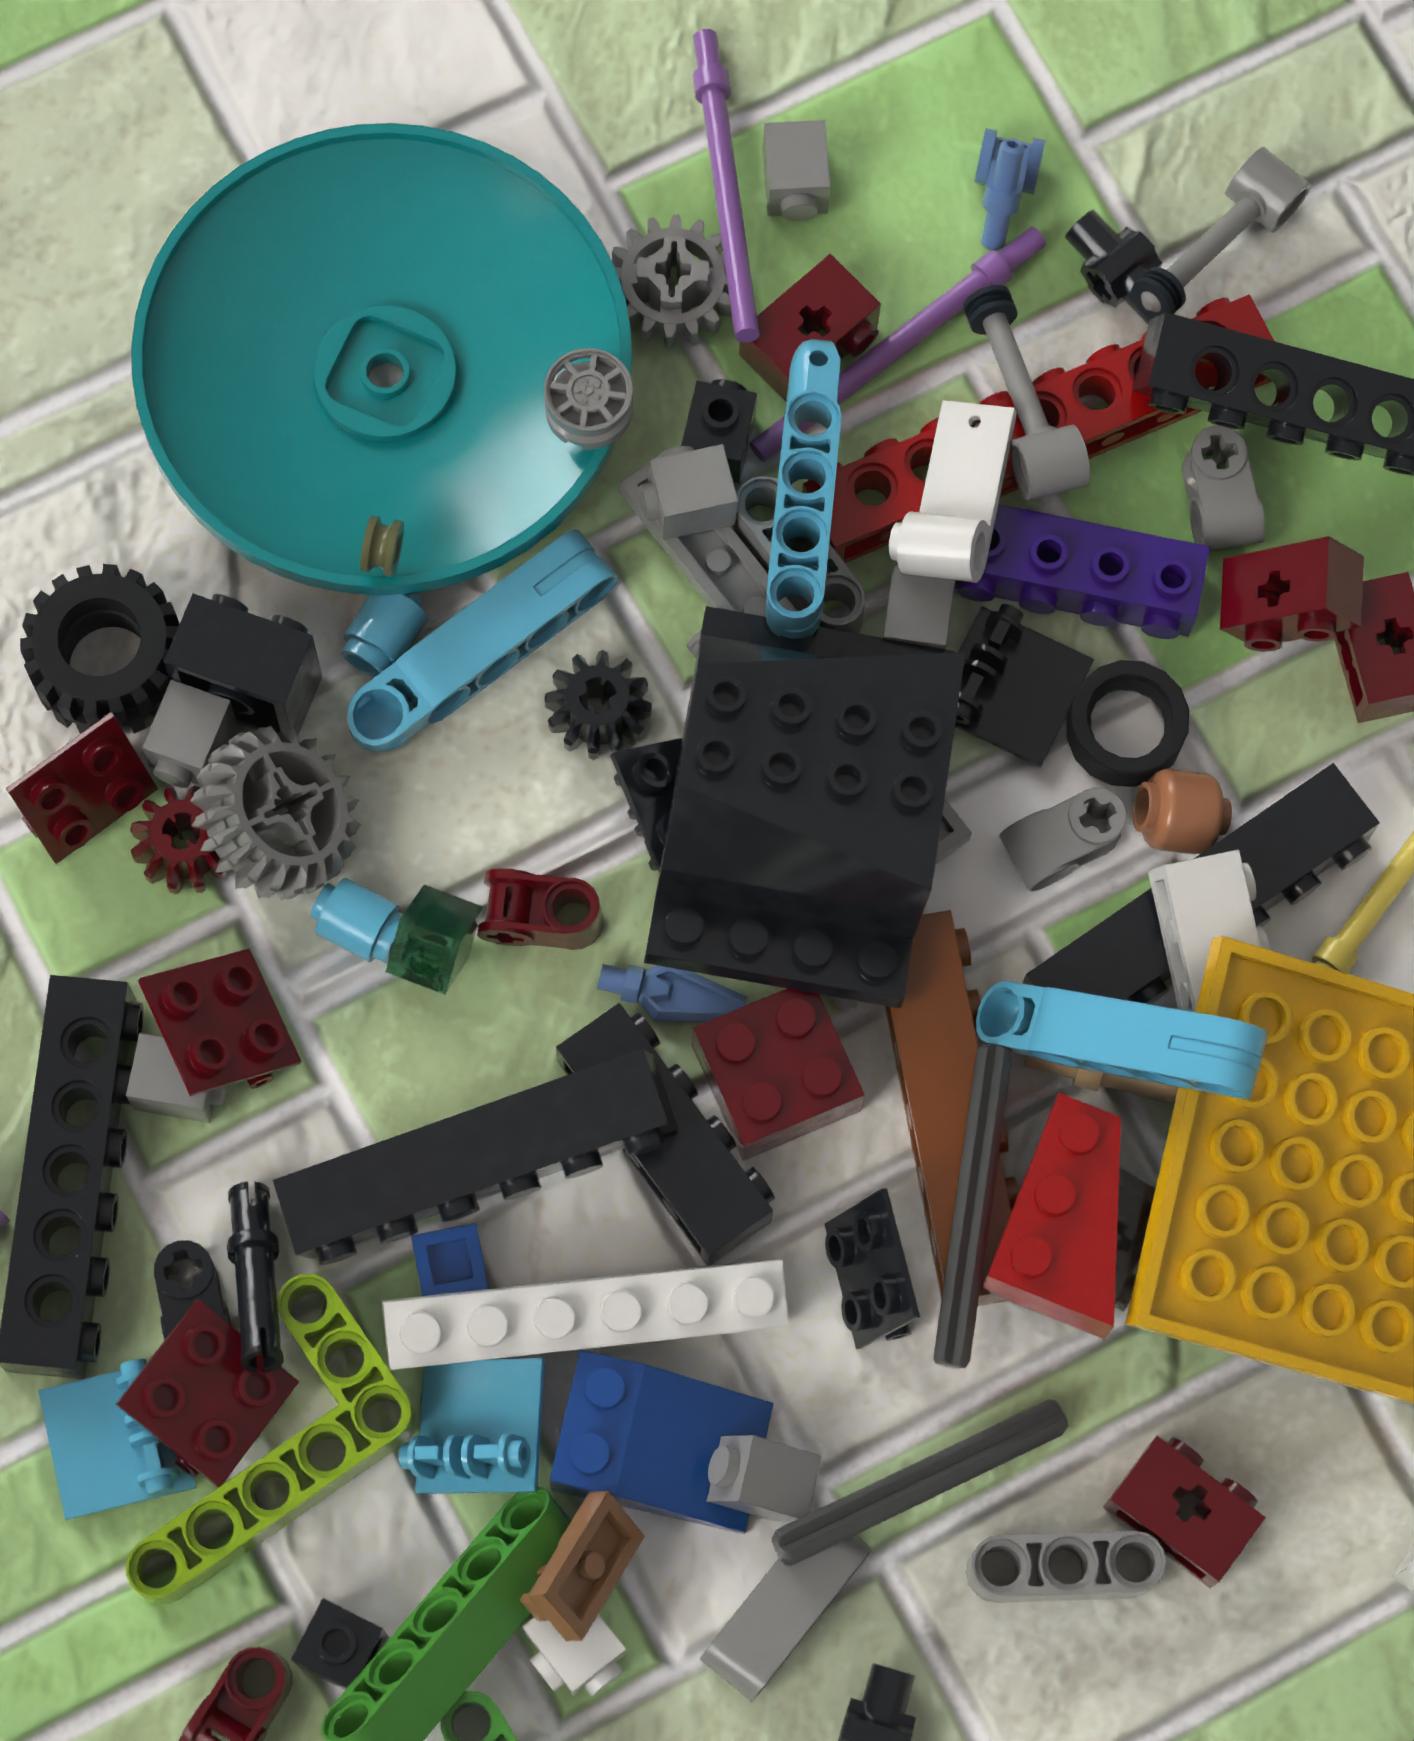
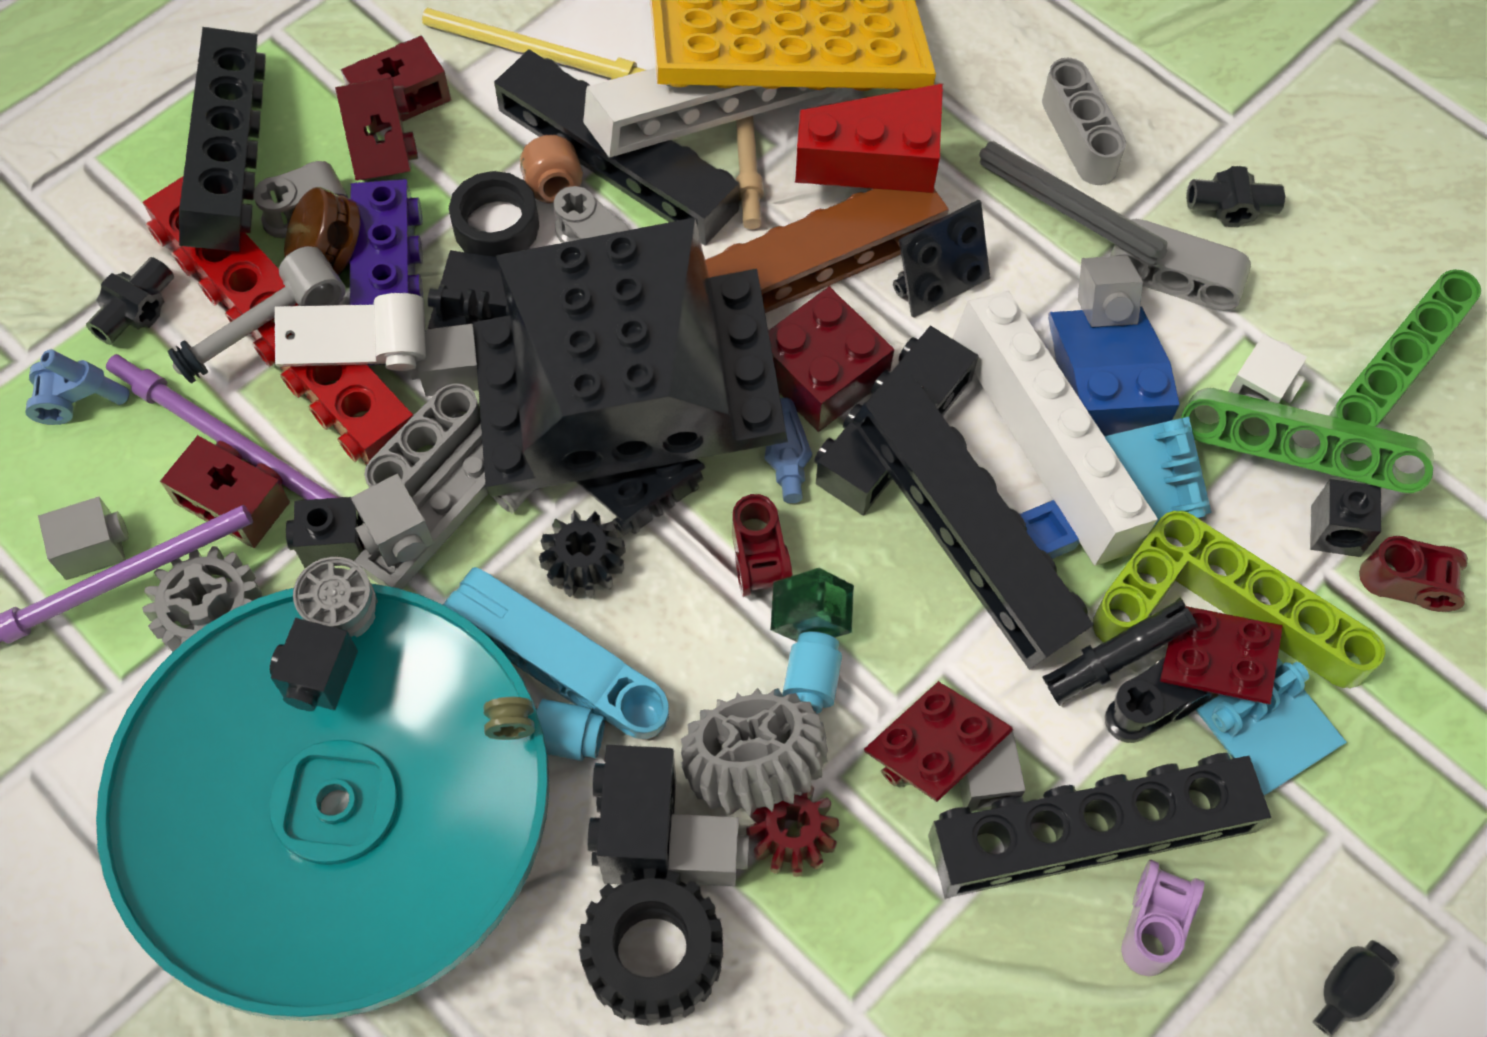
camera: 105 degrees left, 10 degrees down
(82, 788) = (763, 901): dark red hinge -> none
(510, 357) = (313, 665): none -> black brick
(584, 1566) = (1210, 364): medium nougat plate -> none
(813, 457) = (398, 438): medium azure piece -> none
(973, 1206) = (879, 203): dark grey axle -> none
(1124, 1037) = (746, 119): medium azure piece -> none
(1140, 497) = (326, 223): none -> reddish brown head
(1199, 1545) = (1018, 68): dark red brick -> none
(1263, 193) = (55, 220): light grey piece -> none

